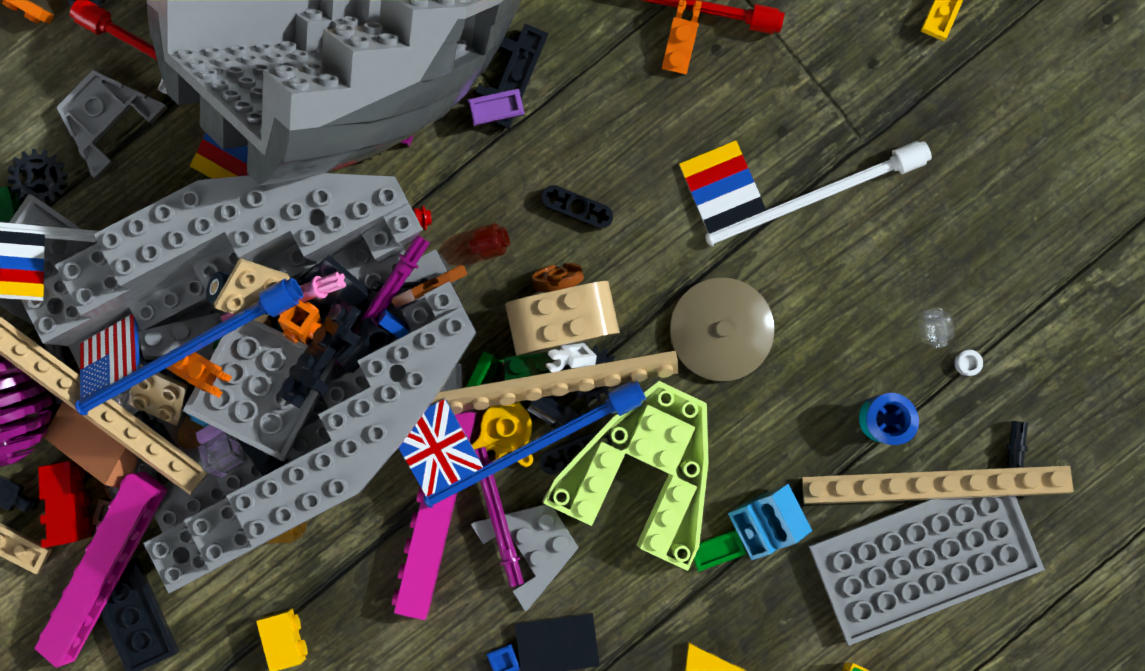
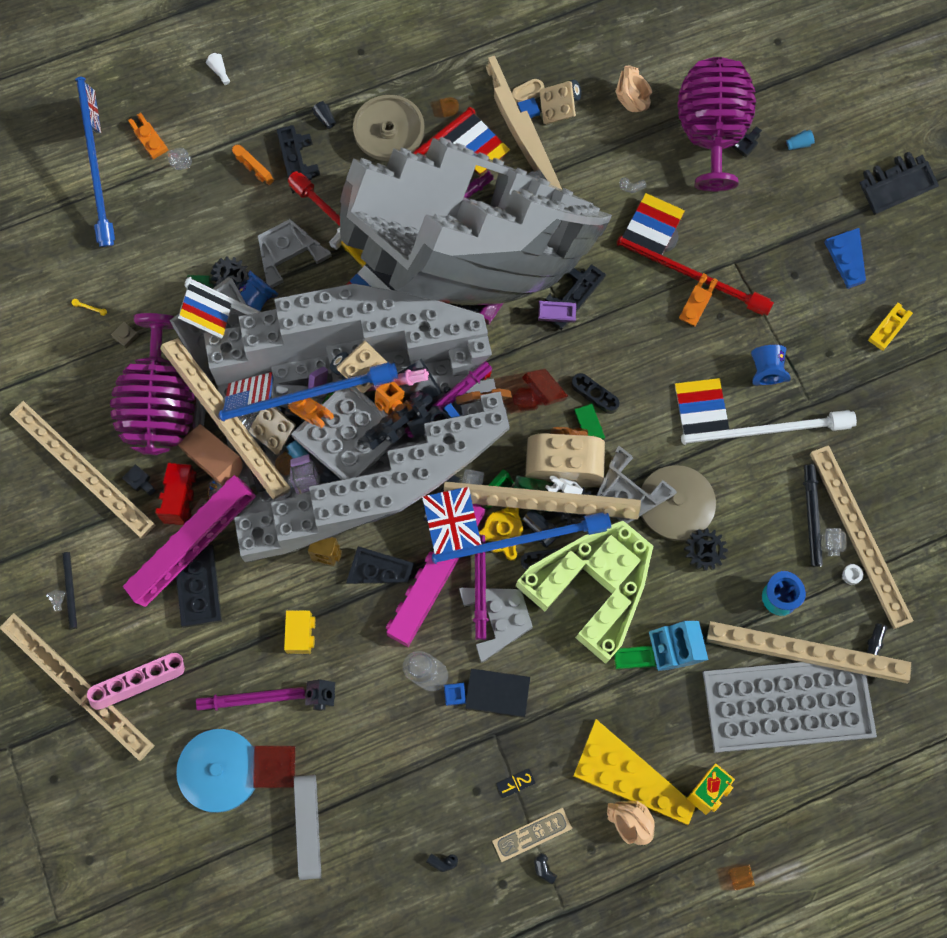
camera: 15 degrees right, 15 degrees down
(77, 197) = (256, 292): none -> blue hat
(197, 310) = (318, 377): none -> medium lavender tile
(357, 526) = (378, 568): none -> black wing
(458, 641) = (425, 671): none -> clear piece
(508, 220) = (545, 386): none -> clear red tile
(581, 251) = (588, 420): none -> green tile
(646, 336) = (619, 486): none -> light grey wing
(780, 376) = (711, 554): none -> black gear
(800, 107) = (770, 365): none -> blue hat
(901, 297) = (813, 515): none -> black axle
(969, 310) = (861, 537): none -> tan plate

